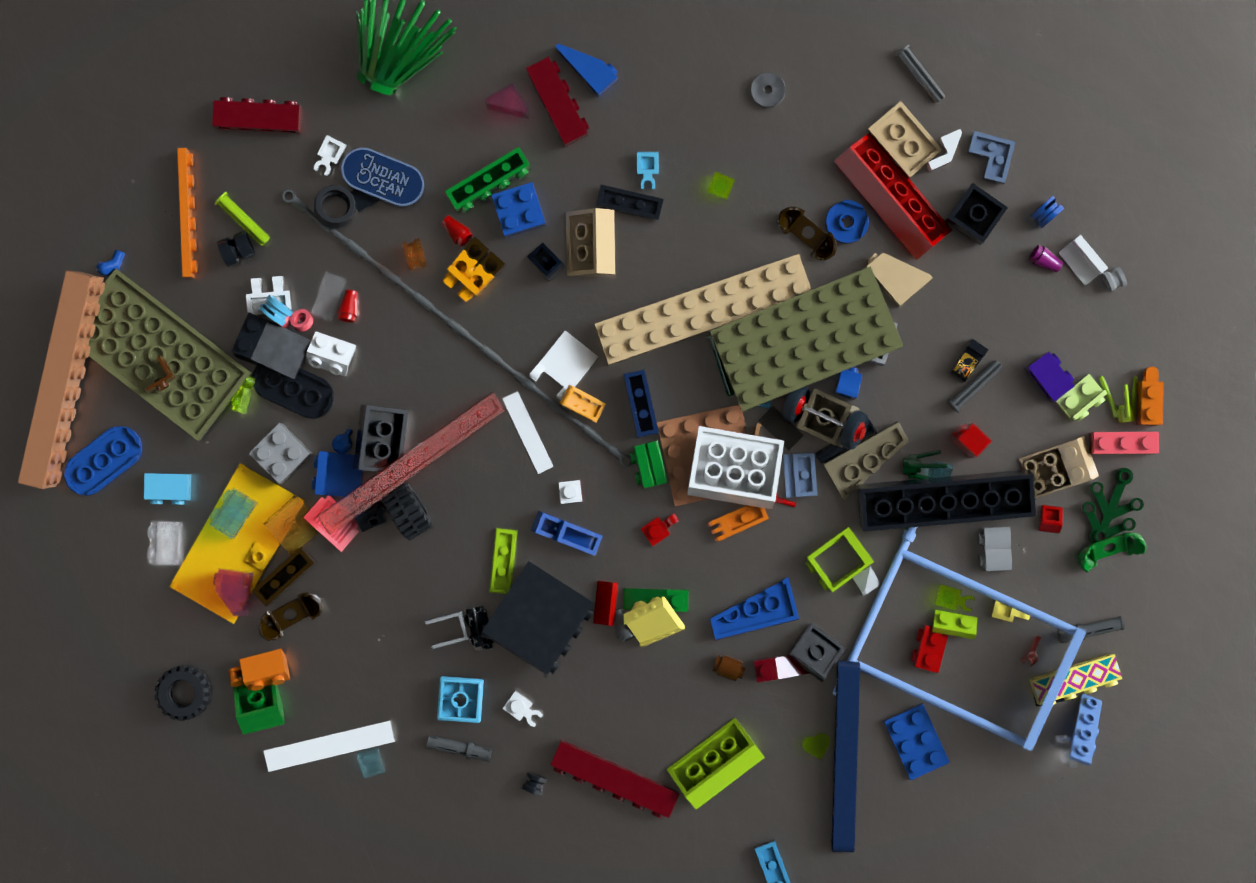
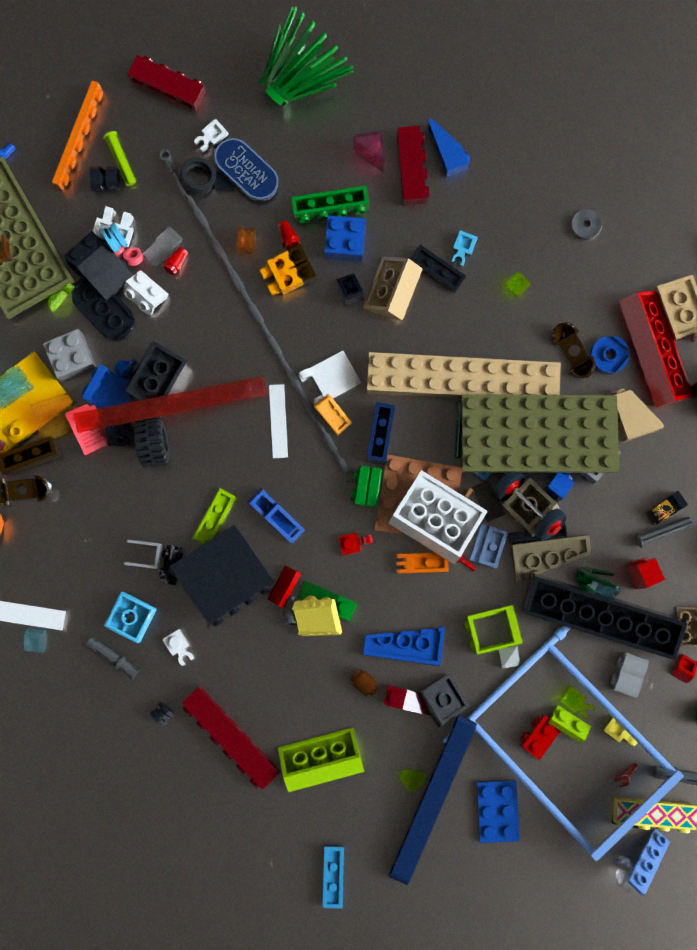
camera: 25 degrees right, 5 degrees down
(570, 491) = (293, 483): white plate -> none

